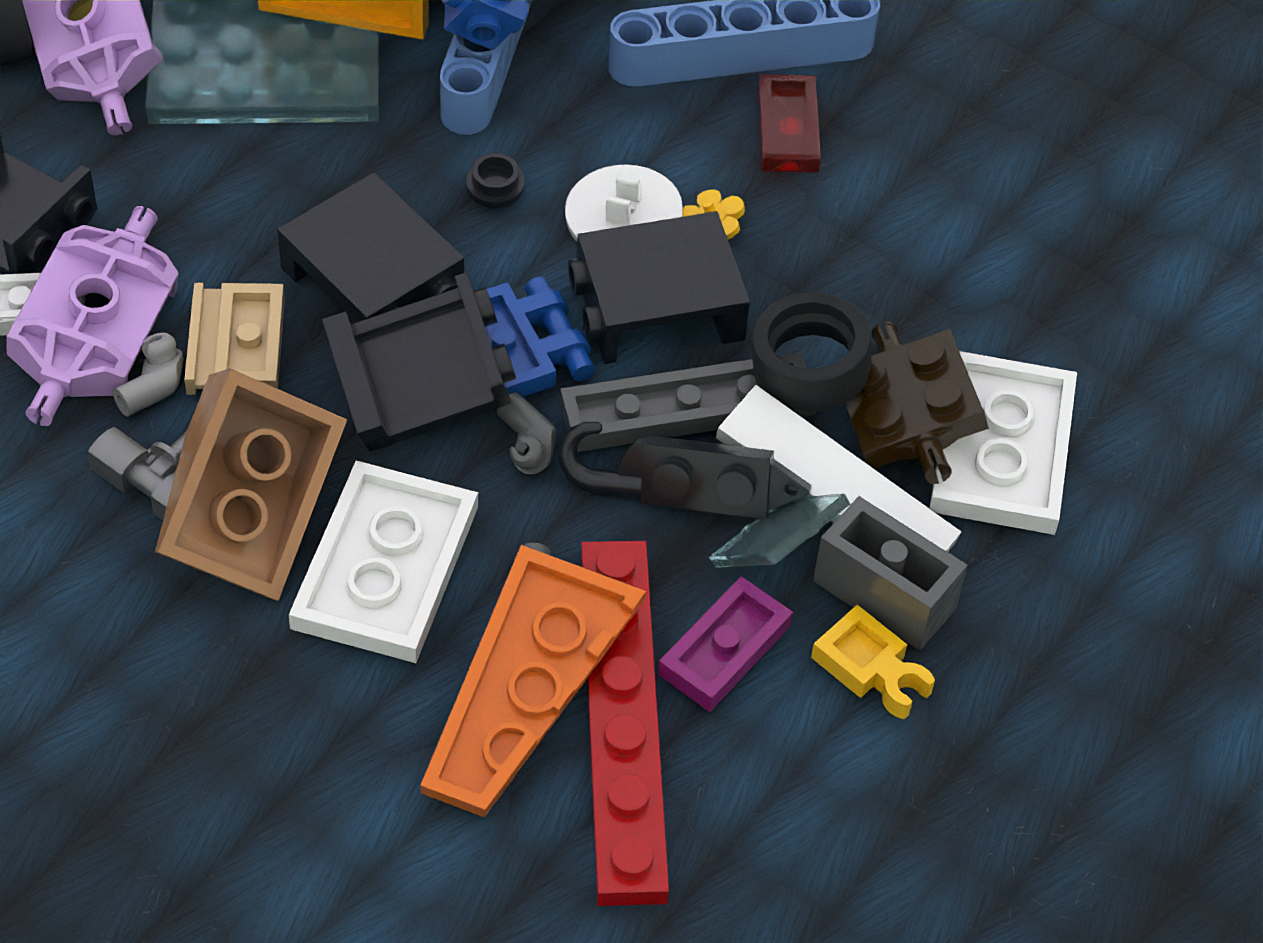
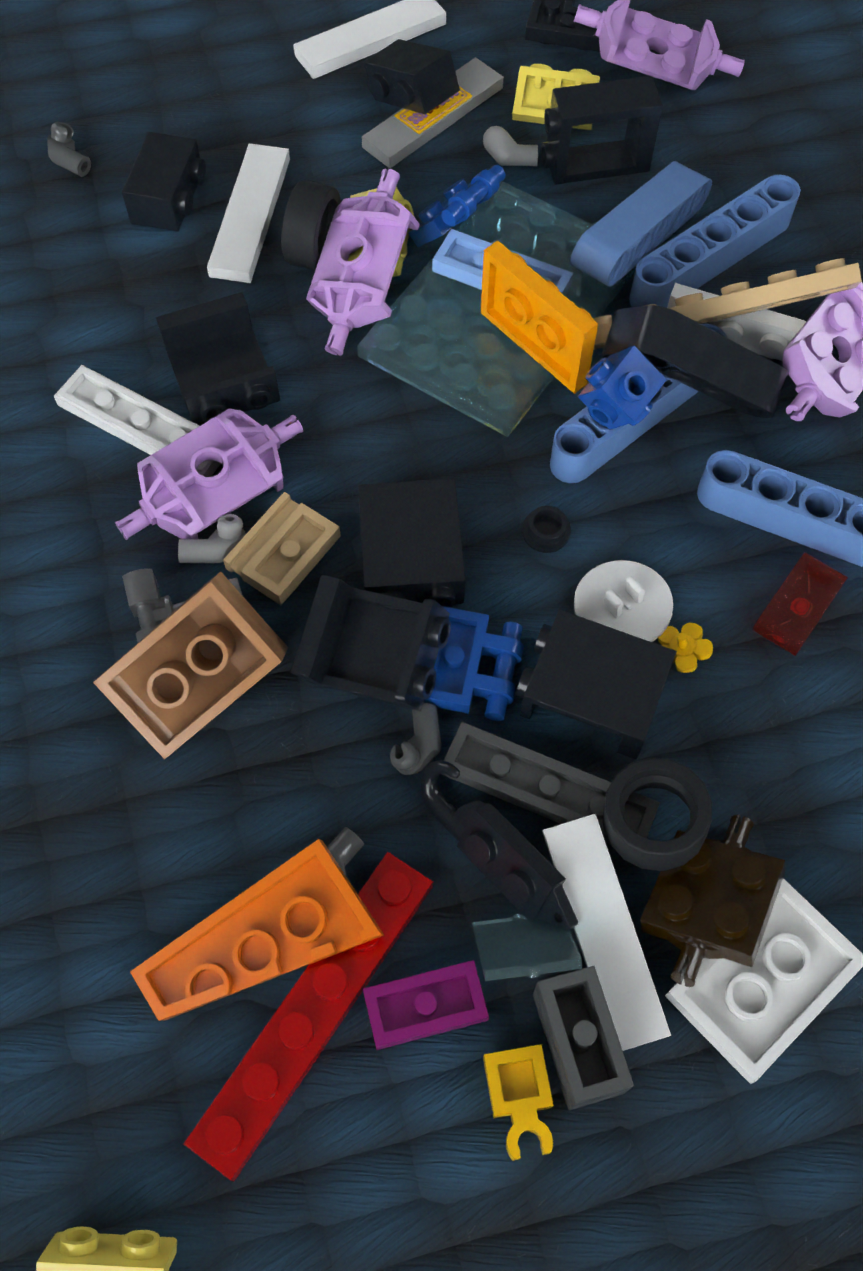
camera: 40 degrees right, 10 degrees up
(384, 561) = (247, 778): white plate -> none

